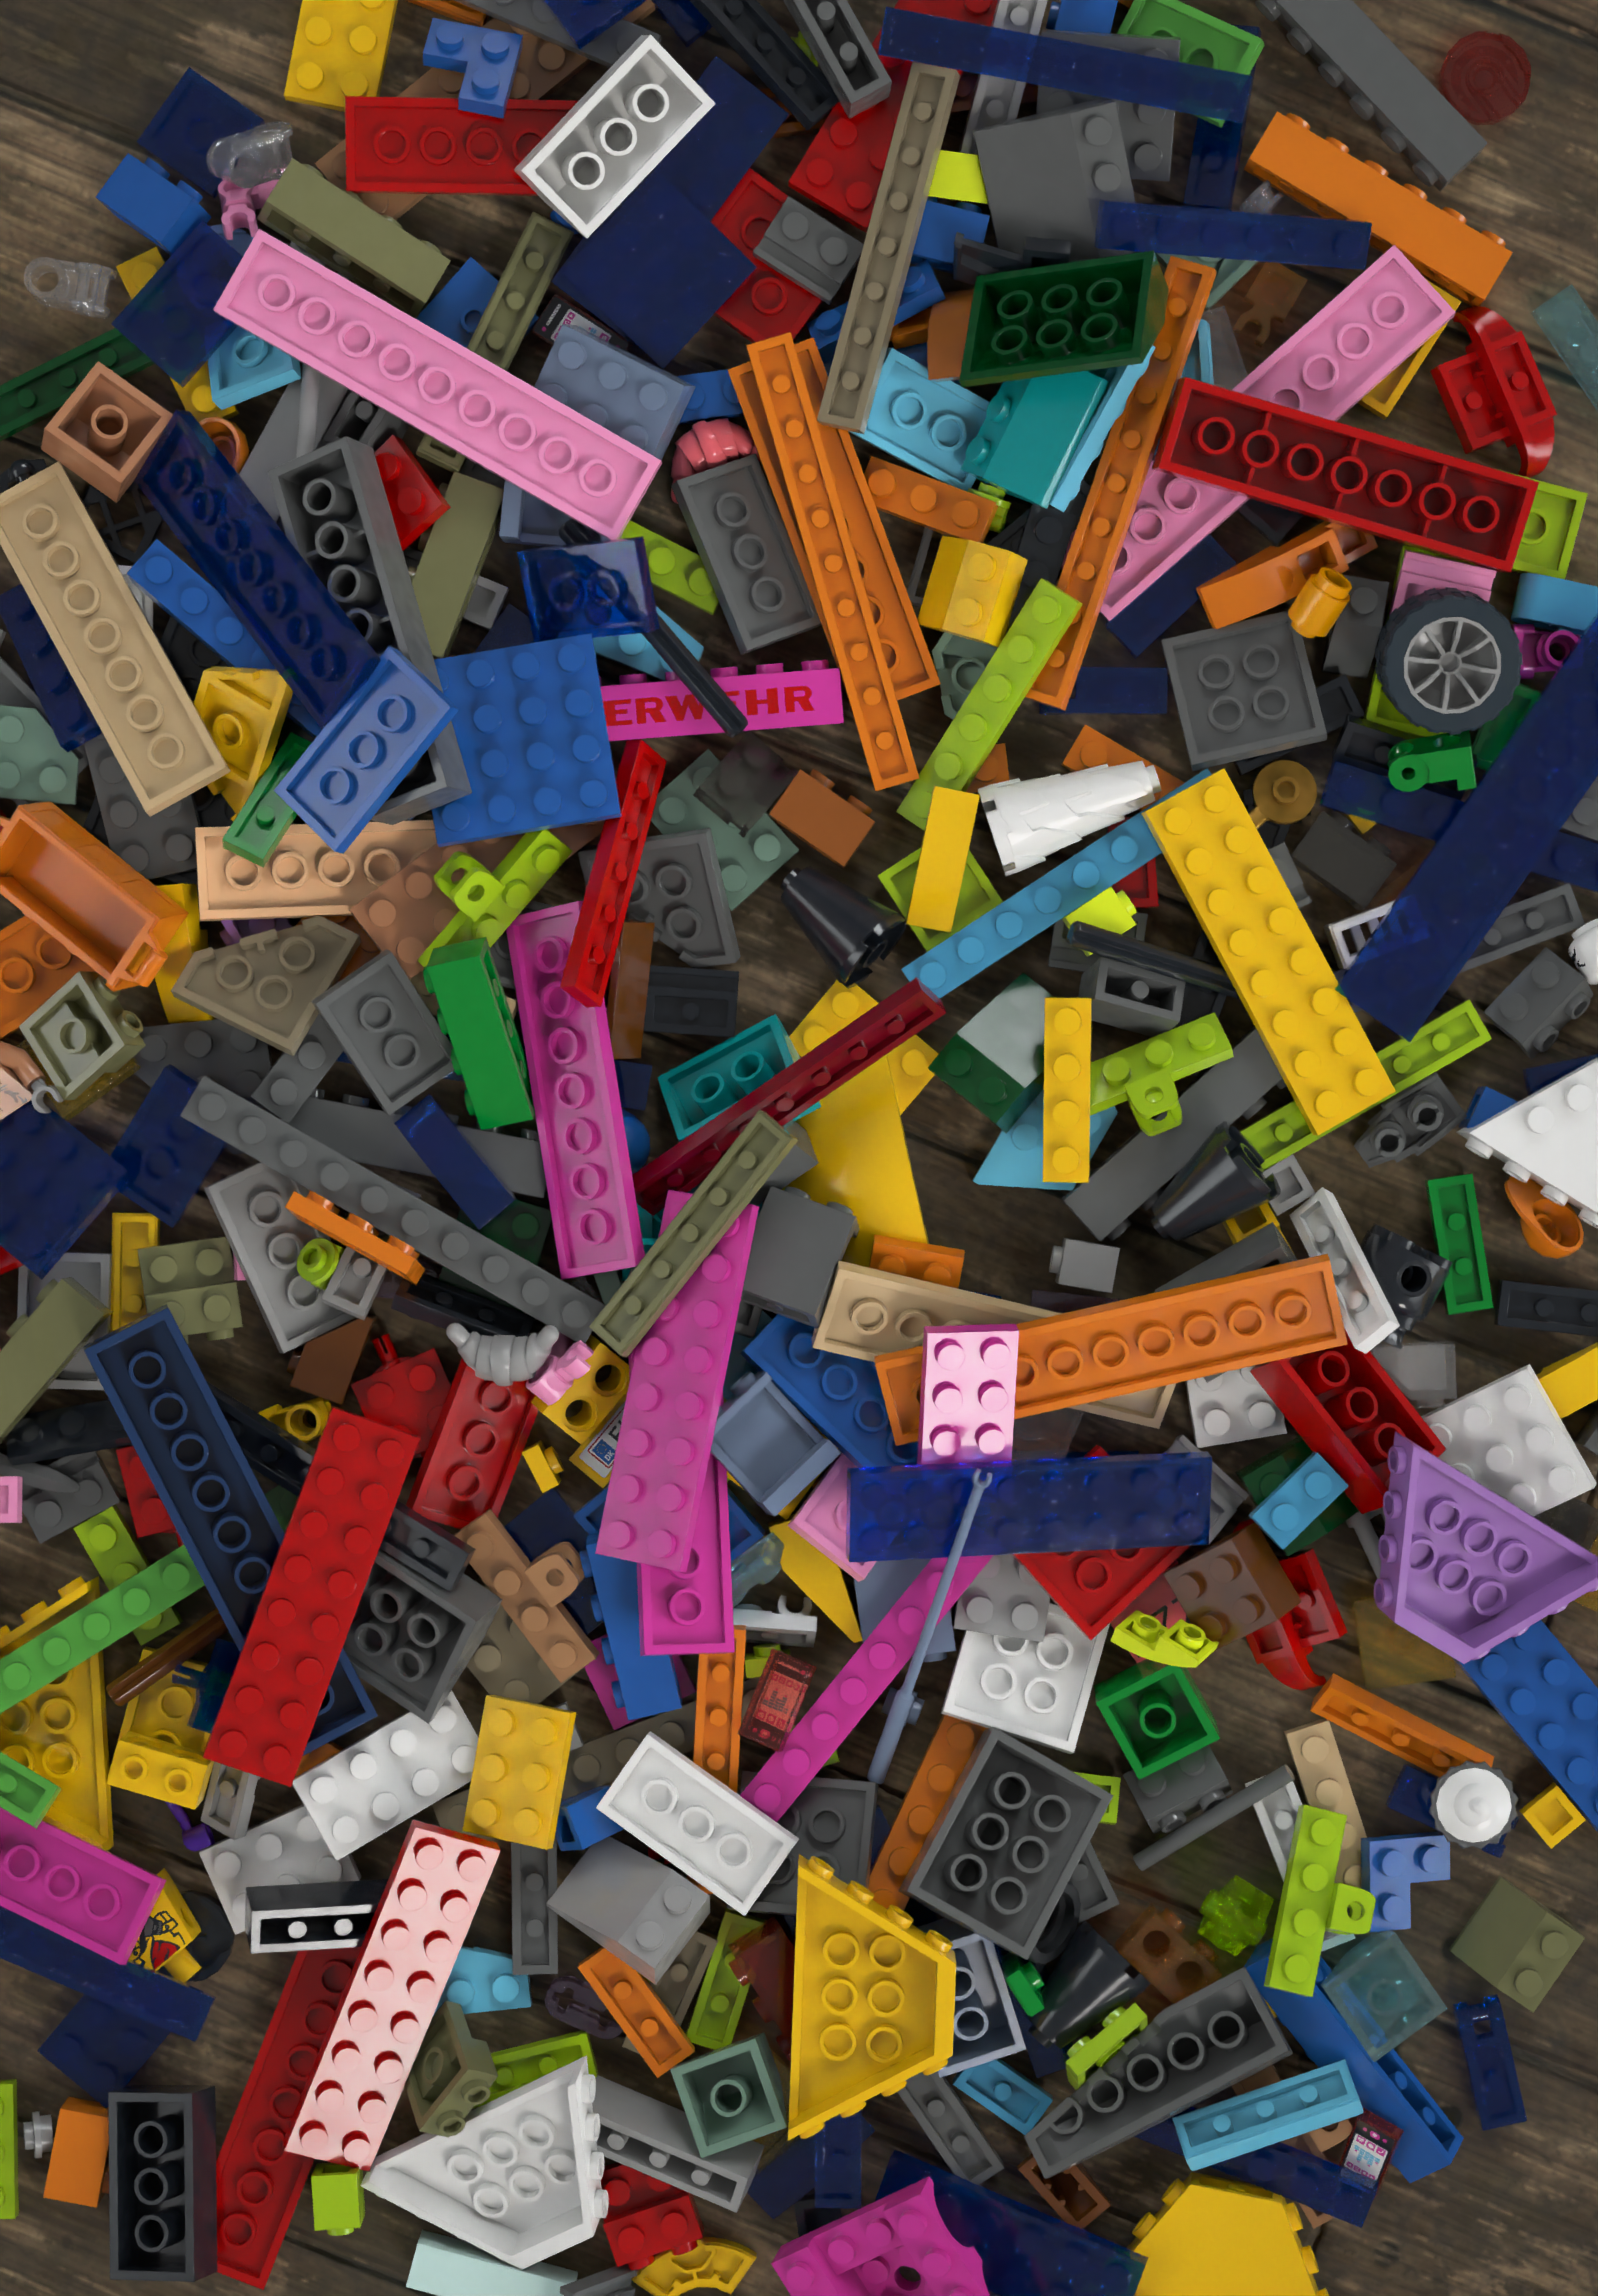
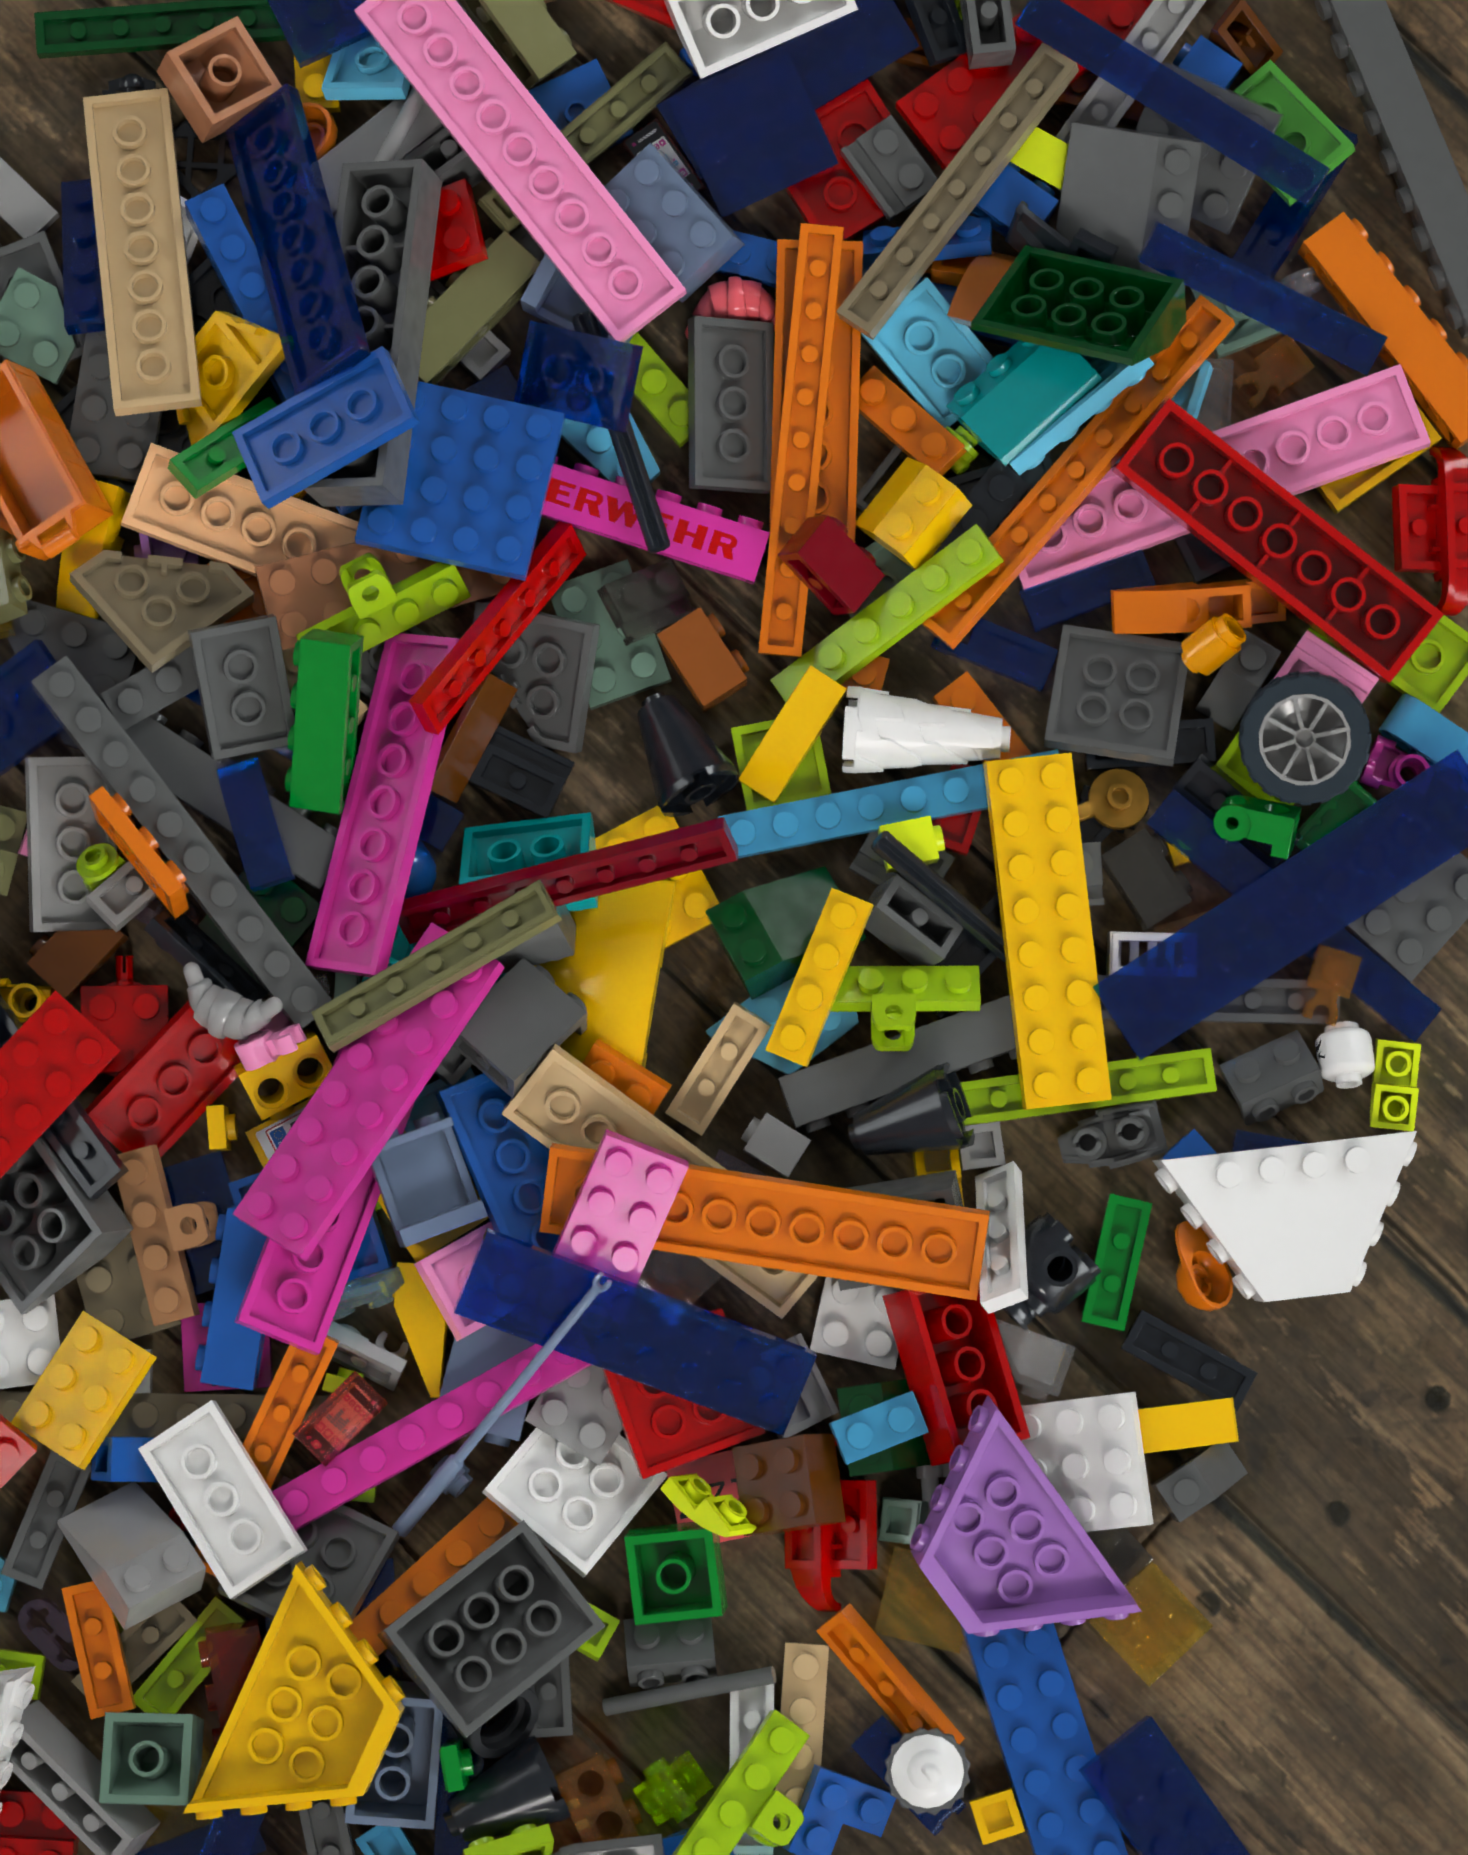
camera: 20 degrees right, 5 degrees down
(914, 675) = (831, 564): none -> dark red brick
(1001, 1213) = (718, 1068): none -> tan plate
(1351, 1573) = (901, 1518): none -> sand green tile
(1562, 882) = (1332, 976): none -> clear orange plate

